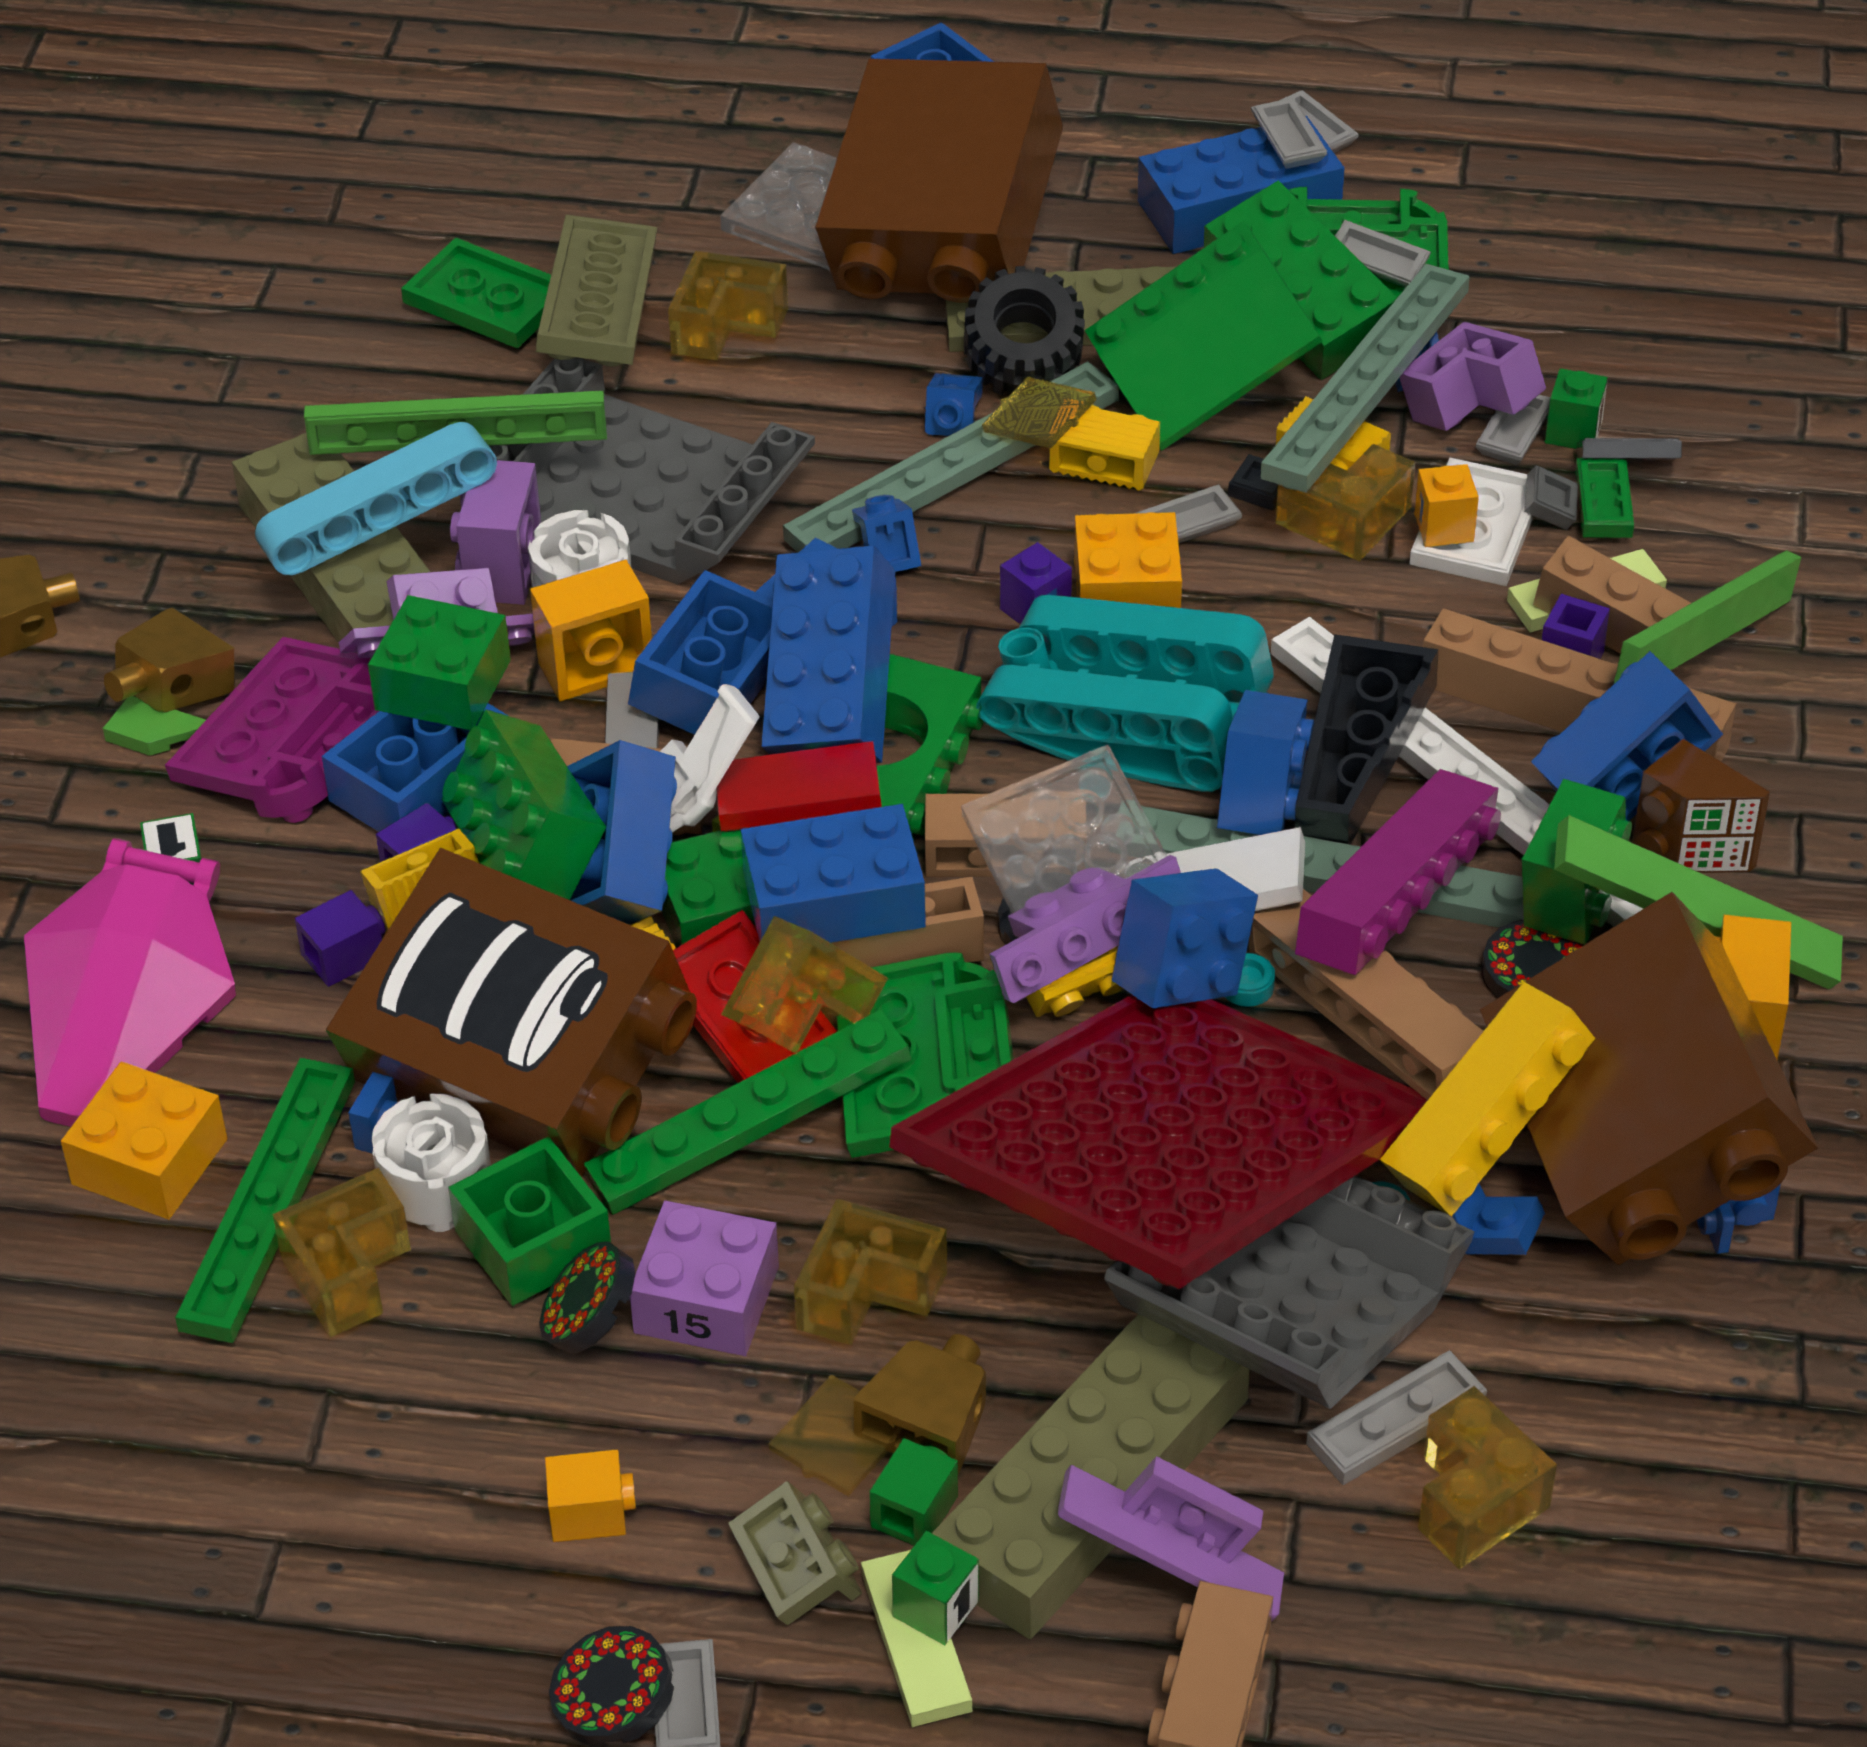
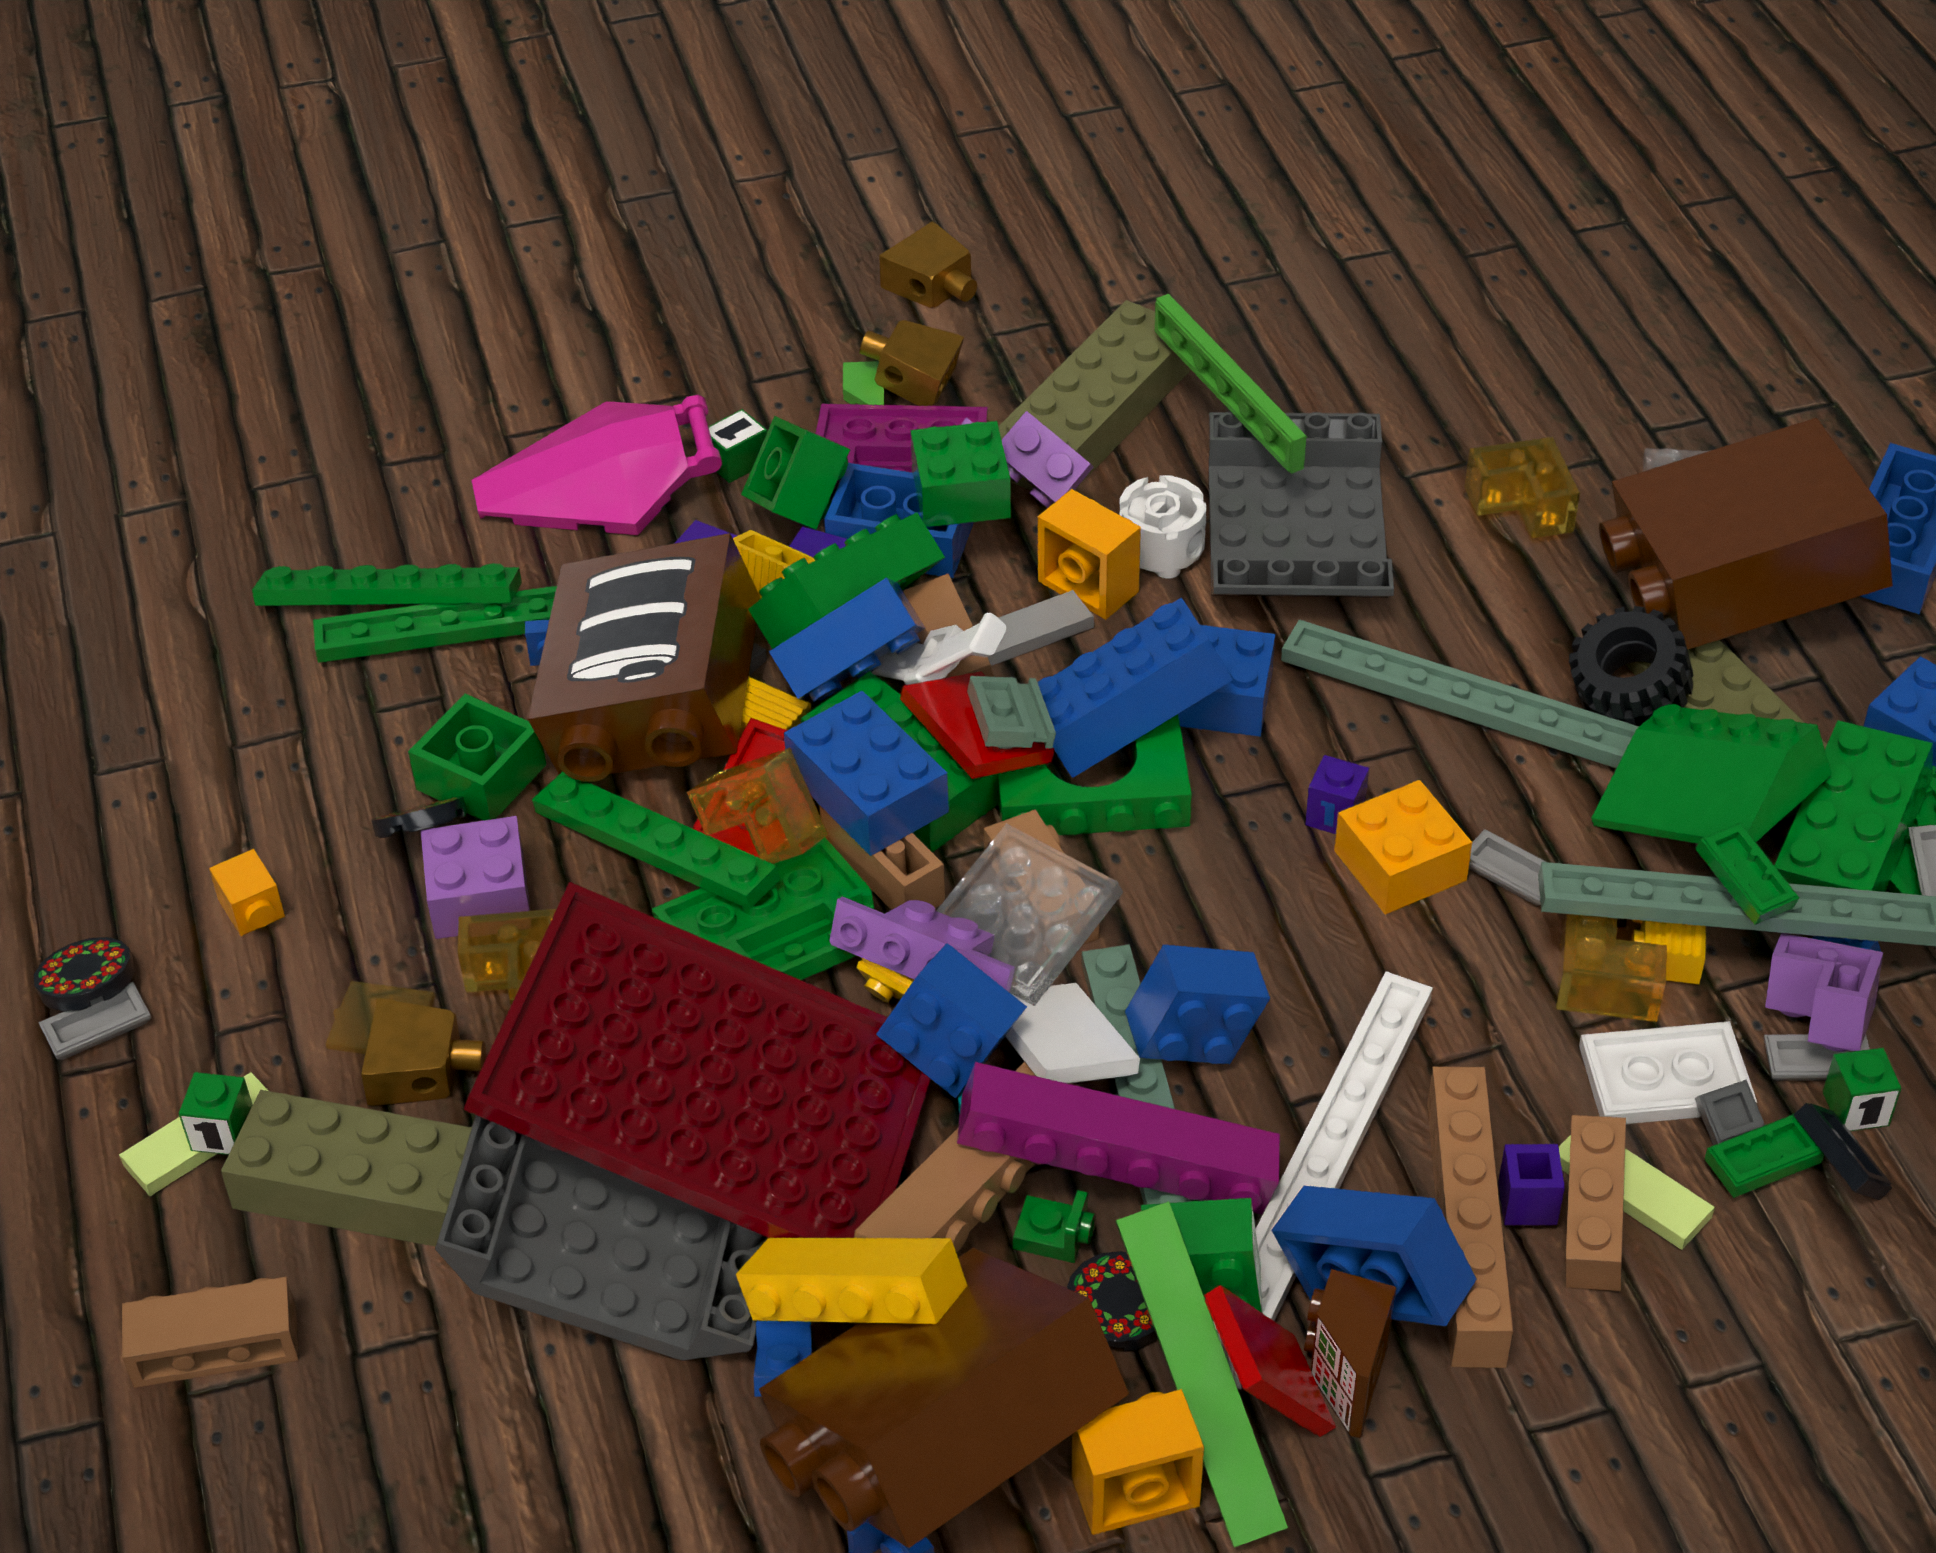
camera: 65 degrees right, 0 degrees up
(144, 1140) = (463, 529): light orange brick -> none
(167, 1236) = (387, 586): none -> green plate
(305, 801) = (796, 473): none -> green brick
(336, 1243) = (401, 666): clear yellow brick -> none
(375, 498) = (1107, 371): medium azure beam -> none
(427, 1150) = (504, 672): white brick -> none
(480, 292) = (1443, 360): green plate -> none
(497, 528) = (1161, 445): medium lavender brick -> none
(597, 291) = (1469, 405): olive plate -> none
(707, 641) = (1088, 612): blue brick -> none
(794, 1552) = (247, 1031): olive bracket -> none
(820, 745) = (1010, 712): none -> sand green plate
(891, 529) = (1331, 683): blue bracket -> none
(913, 1492) = (325, 1072): green brick -> none
(951, 403) = (1533, 661): blue bracket -> none
(1039, 412) = (1539, 715): clear yellow piece -> none
(1108, 448) = (1553, 778): yellow brick -> none
(1129, 678) = (1257, 885): teal panel -> none
(1174, 1525) = (314, 1244): medium lavender bracket -> none
(1358, 345) = (1747, 873): none -> green plate
(1360, 727) = (1280, 1060): black wedge -> none
(1389, 1418) = (548, 1369): light grey tile -> none
(1442, 963) = (1054, 1227): none -> green bracket
(1446, 505) = (1632, 1028): light orange brick -> none
(1487, 1481) = (490, 1452): clear yellow brick -> none
(1715, 615) = (1608, 1272): bright green tile -> none
(1721, 858) = (1269, 1361): none -> red tile

